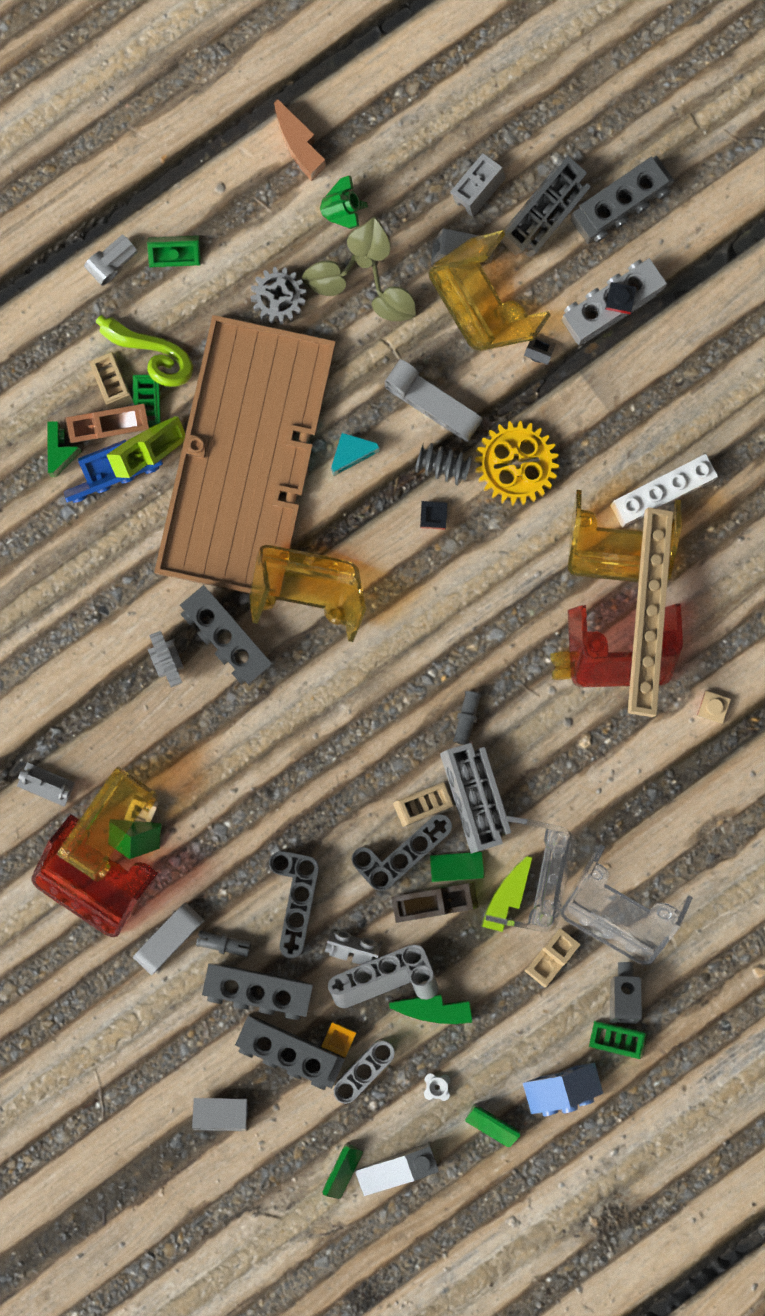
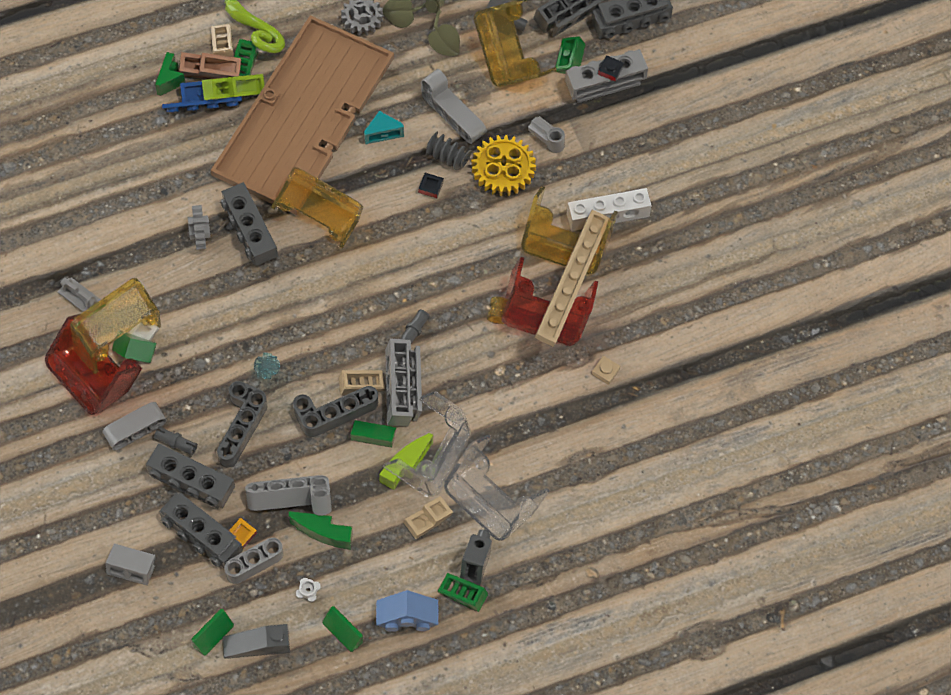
camera: 15 degrees right, 20 degrees down
(304, 817) = (266, 365): none -> clear light blue gear
(342, 943) = (267, 465): light grey hinge -> none
(435, 902) = (349, 452): dark brown slope -> none
(540, 350) = (542, 95): black plate -> none
(557, 280) = (570, 54): none -> green slope
(557, 401) = (548, 134): none -> light grey piece

